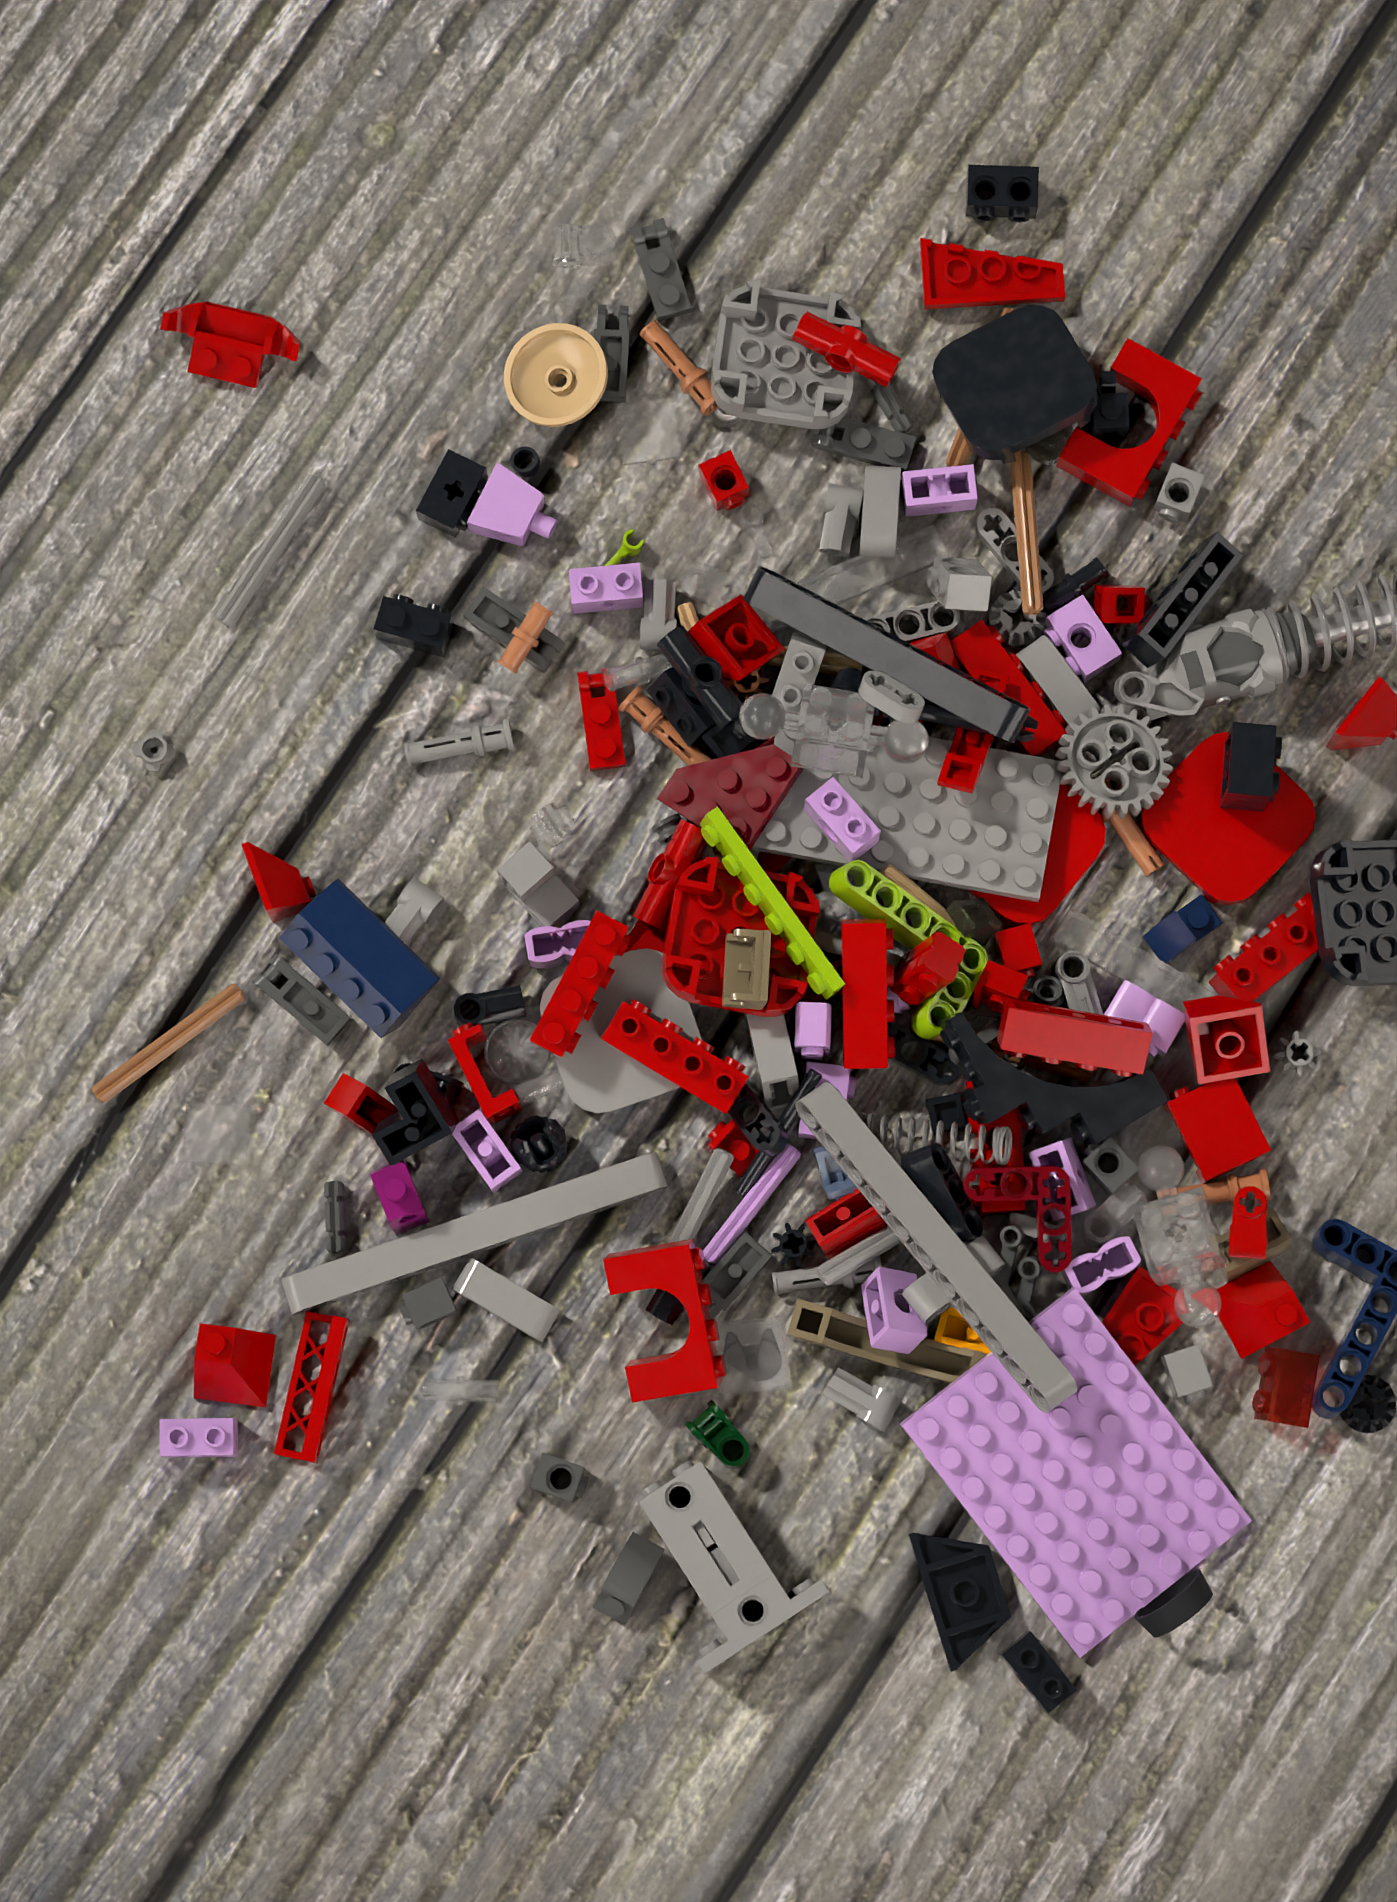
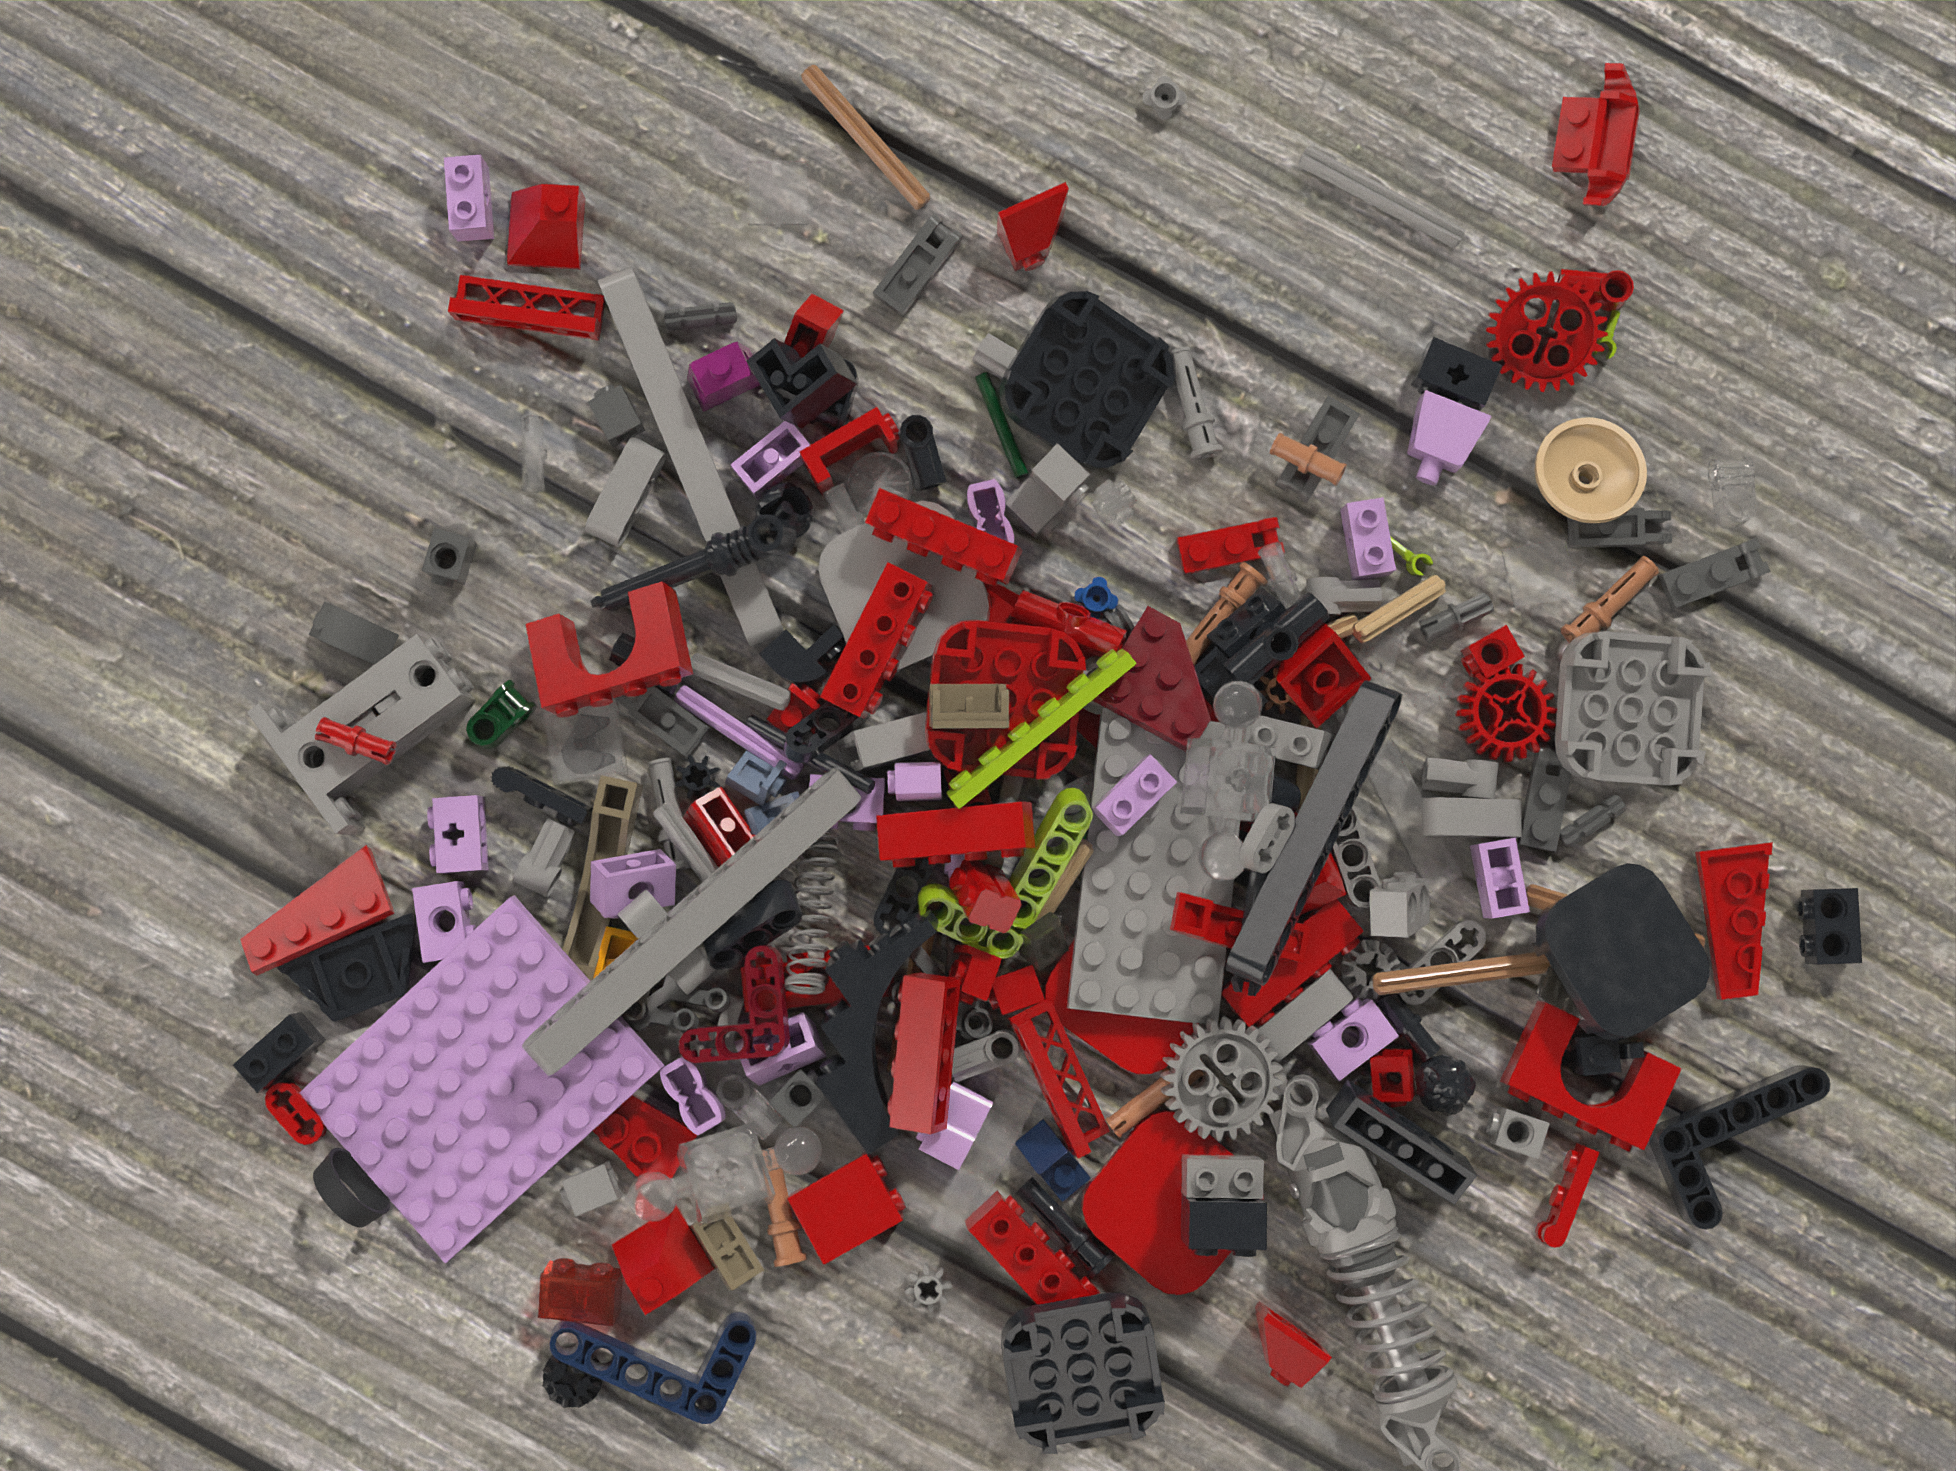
camera: 80 degrees right, 5 degrees up
(359, 958) = (960, 316): dark blue slope -> none
(377, 361) = (1597, 282): none -> red piece
(414, 625) = (1312, 346): black brick -> none
(425, 349) = (1610, 328): none -> lime hand
(428, 376) = (1578, 341): none -> red gear
(431, 842) = (1086, 380): none -> black tile
(466, 930) = (1001, 425): none -> dark green bar
(521, 458) = (1497, 443): black hinge -> none
(580, 1202) = (721, 555): none -> black piece
(633, 847) = (1099, 588): none -> blue plate
(675, 564) = (1398, 608): none -> tan axle
(685, 511) = (1456, 617): none -> dark grey axle
(688, 1141) = (800, 665): none -> black brick
(740, 1563) = (355, 740): none -> red pin
(791, 482) = (1533, 729): none -> red gear
(798, 1187) = (757, 778): none -> sand blue bracket
(799, 1401) = (540, 794): none -> black hinge
(846, 349) = (1644, 770): red piece -> none
(852, 1472) = (470, 851): none -> lavender brick
(899, 1513) = (429, 905): none -> lavender brick
(902, 1619) = (328, 910): none -> wing
(948, 1109) = (845, 925): black tile -> none
(1104, 1668) = (289, 1119): none -> red beam
(1106, 922) = (1052, 1085): none -> red fence
(1130, 556) = (1444, 1084): none -> black piece
(1184, 304) = (1724, 1127): none -> black beam
(1206, 766) = (1222, 1176): none -> light grey brick
(1226, 1038) = (935, 1211): red slope -> none
(1241, 452) = (1567, 1196): none -> red plate
(1248, 1229) = (732, 1246): red piece -> none
(1259, 911) = (1076, 1240): none -> black pin

